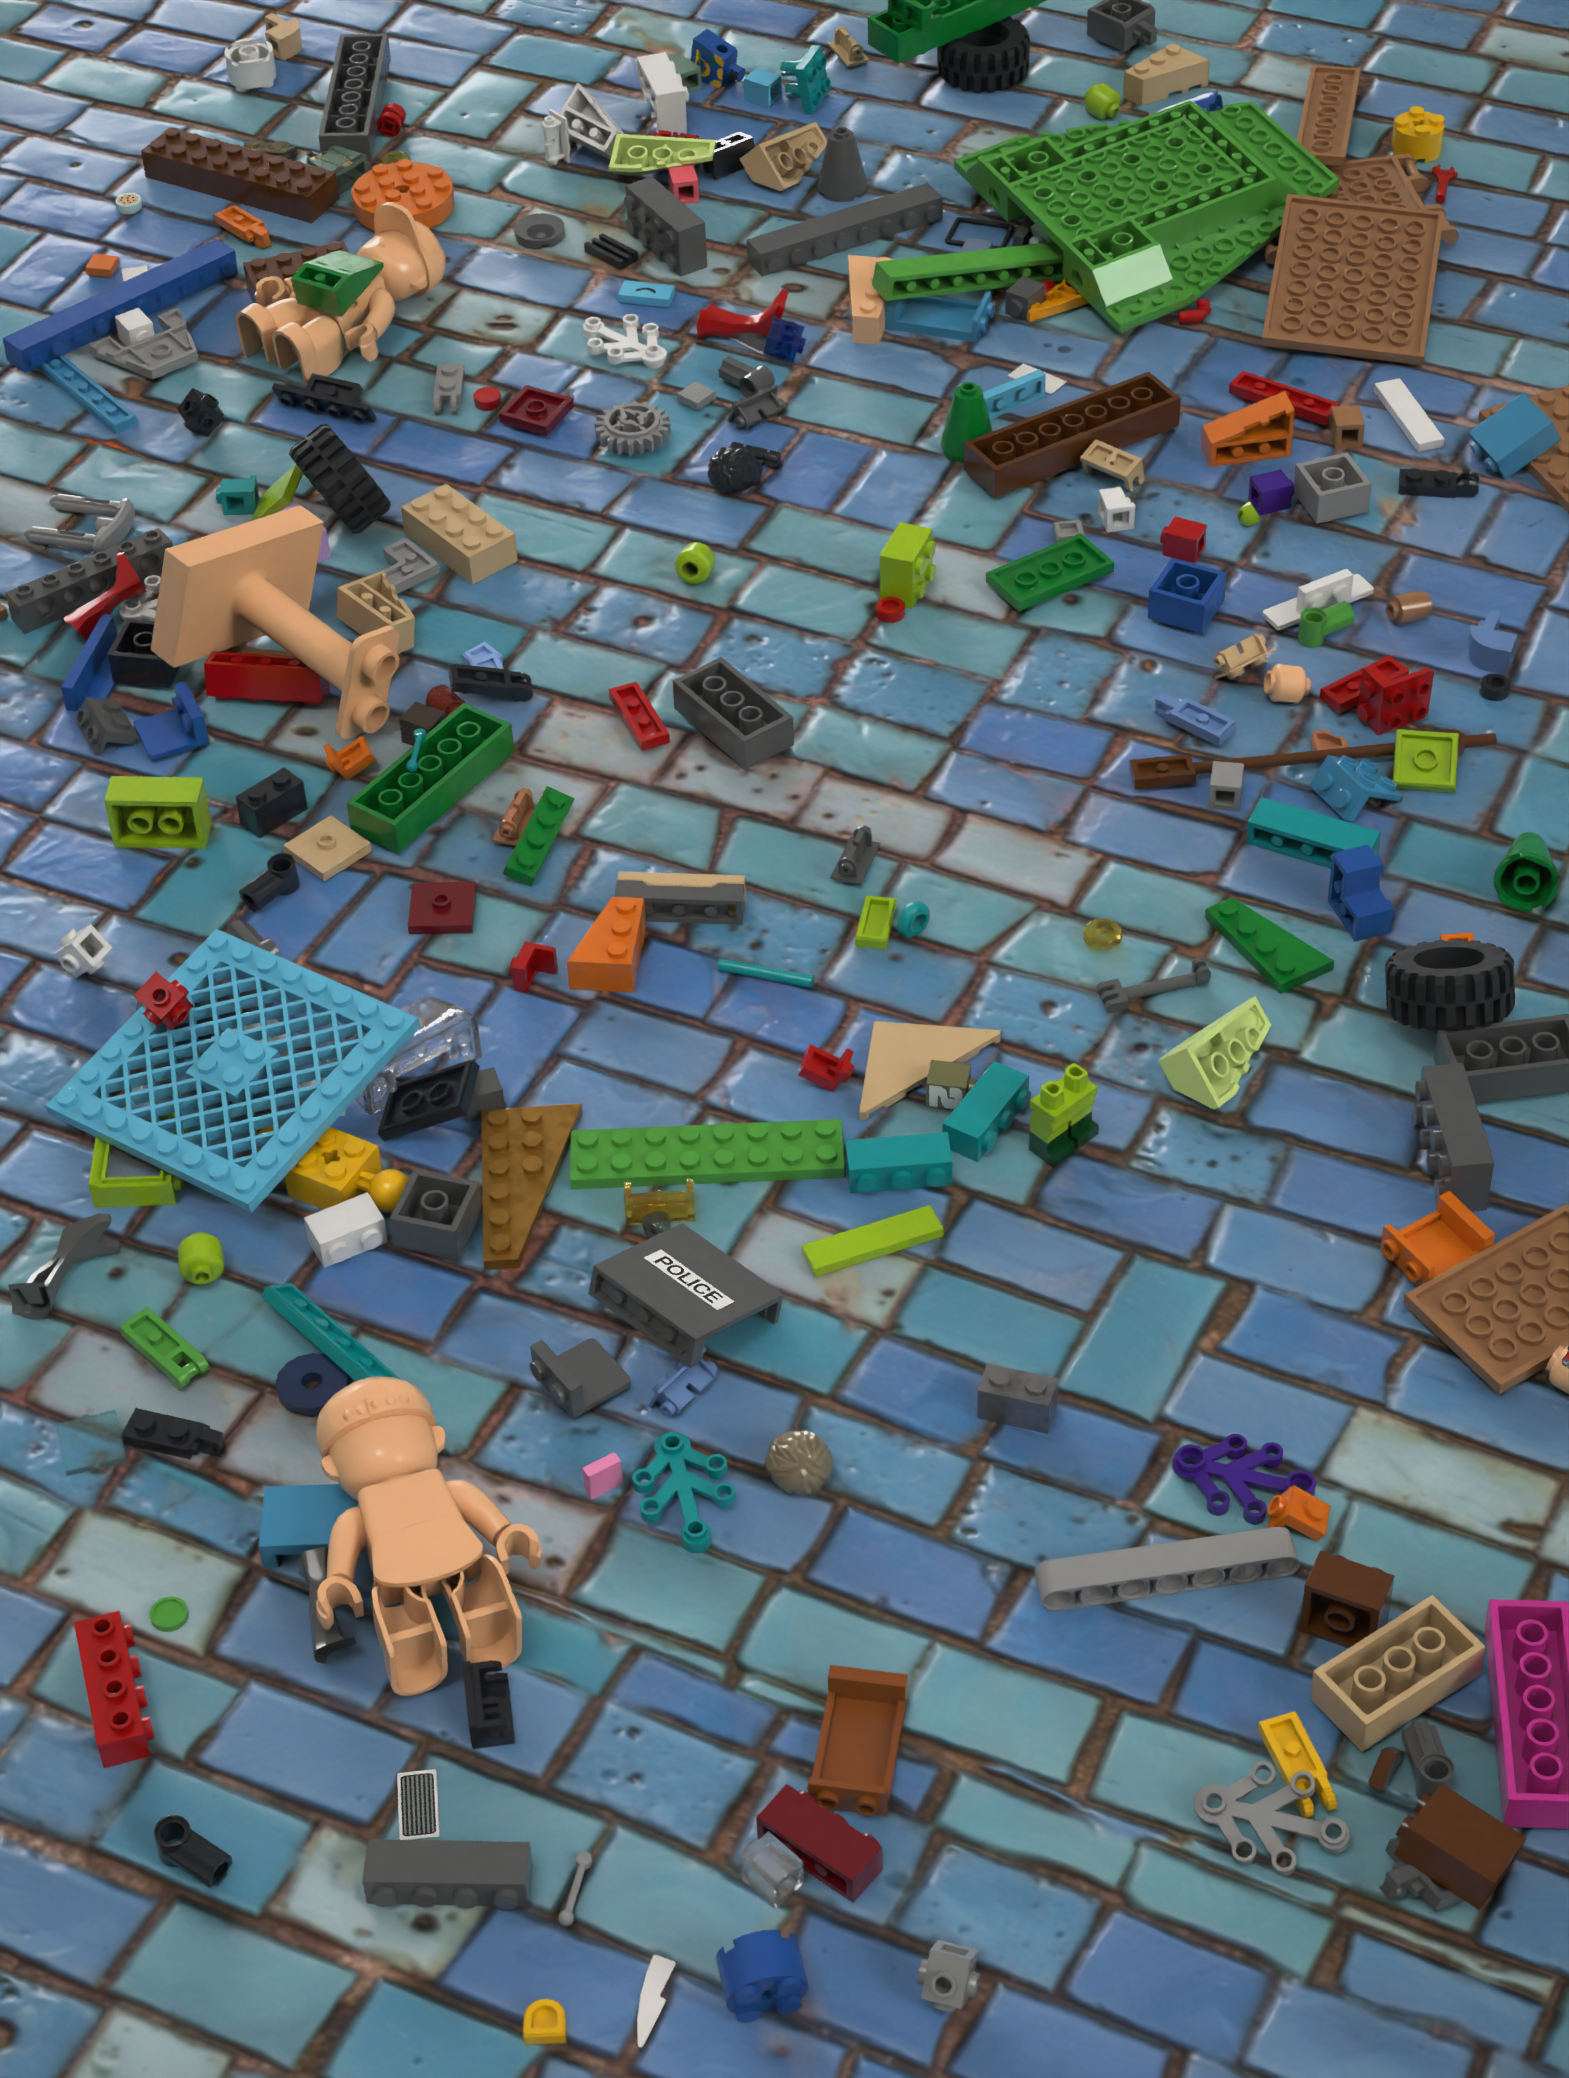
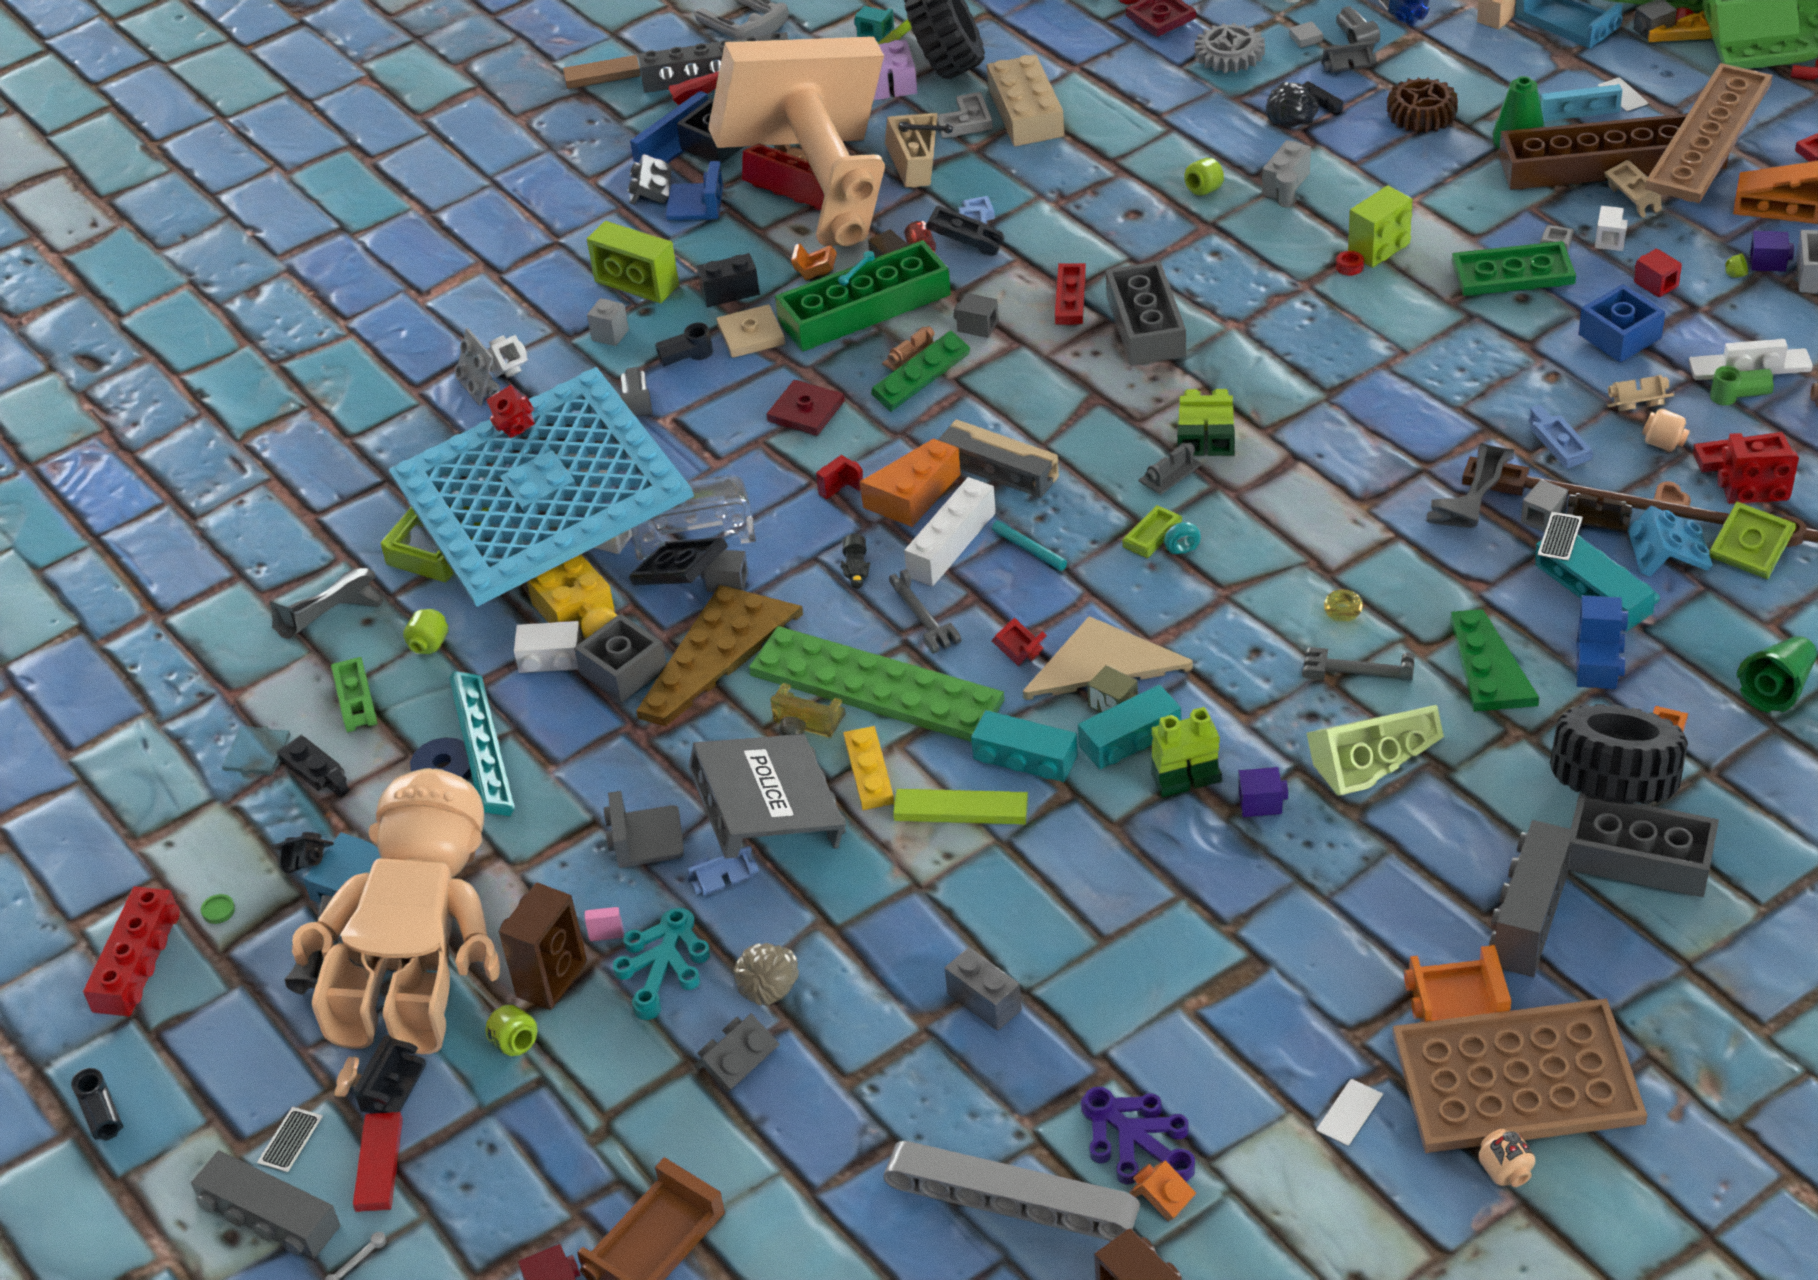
camera: 30 degrees right, 0 degrees up
(59, 973) = (474, 369): none -> light grey hinge
(169, 883) = (607, 322): none -> light grey brick
(244, 1514) = (301, 851): none -> black hinge
(364, 592) = (904, 127): none -> black hinge
(443, 1720) = (347, 1077): none -> light nougat plant
(530, 1788) = (377, 1162): none -> red tile
(559, 764) = (976, 315): none -> dark grey brick
(571, 1514) = (543, 945): none -> reddish brown brick
(582, 1610) = (511, 1030): none -> lime head
(608, 1050) = (855, 567): none -> pearl dark grey piece
(684, 983) = (950, 531): none -> white brick
(736, 1090) = (935, 632): none -> dark grey hinge
(756, 1236) = (868, 768): none -> yellow plate
(775, 538) = (1286, 172): none -> light grey hinge
(819, 1544) = (738, 1052): none -> dark grey bracket
(860, 437) = (1422, 105): none -> reddish brown gear
(861, 800) = (1209, 414): none -> hips
(1147, 1129) = (1261, 791): none -> dark purple brick
(1160, 394) = (1708, 133): none -> medium nougat plate
(1161, 770) = (1466, 509): none -> dark grey animal
(1264, 777) = (1611, 515): none -> dark brown hinge
(1265, 807) = (1560, 536): none -> sticker
(1409, 1385) = (1349, 1112): none -> white sticker

